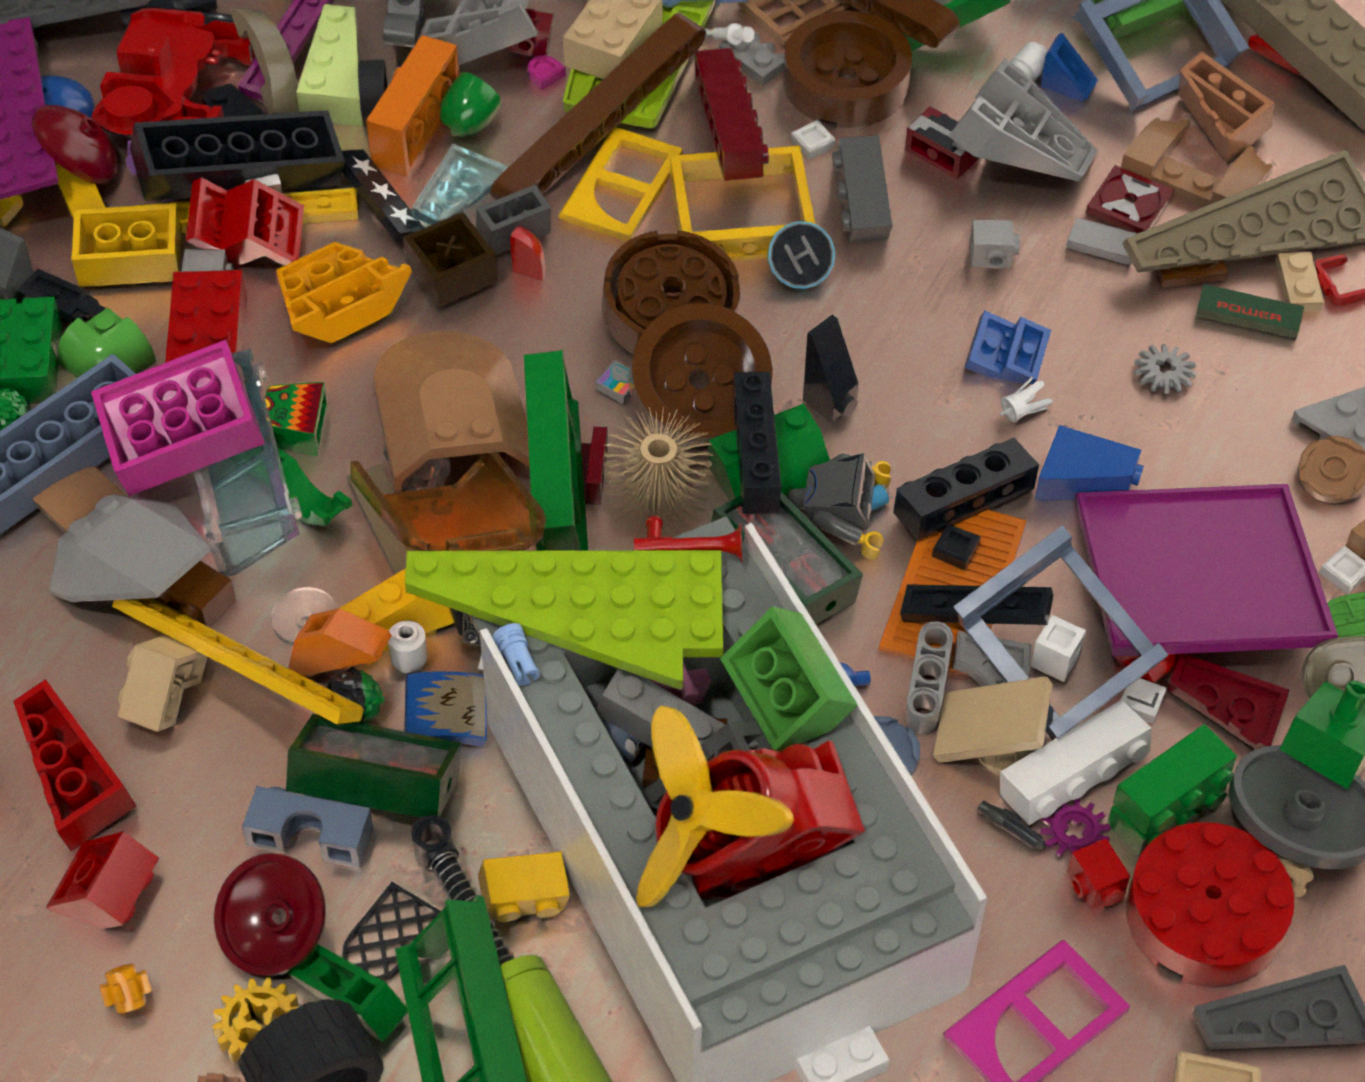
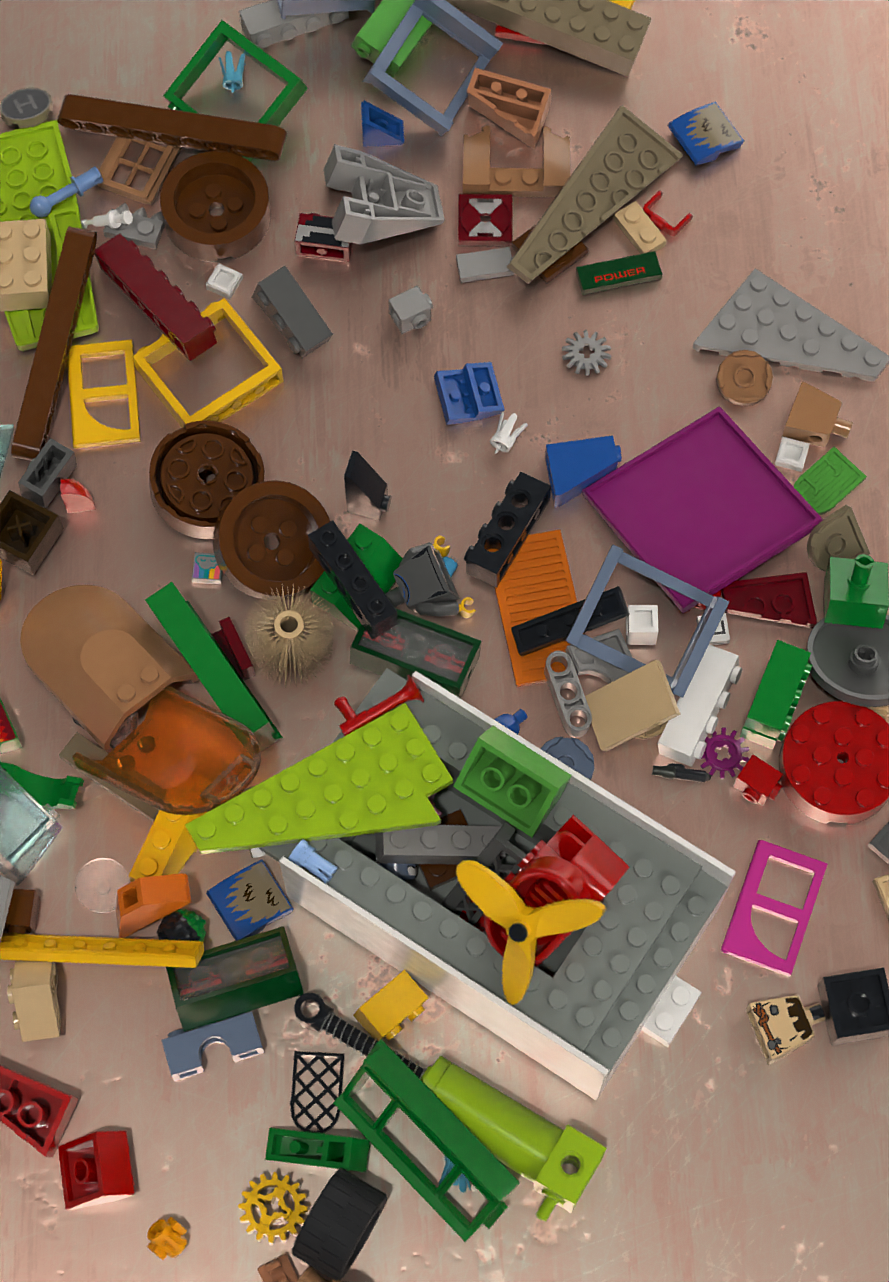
camera: 30 degrees left, 15 degrees up
(250, 912) = (228, 1146): dark red dish -> none
(407, 646) = (198, 877): white brick -> none
(801, 255) = (280, 393): black tile -> none
(956, 546) = (525, 578): black tile -> none
(1030, 59) = (347, 131): white brick -> none

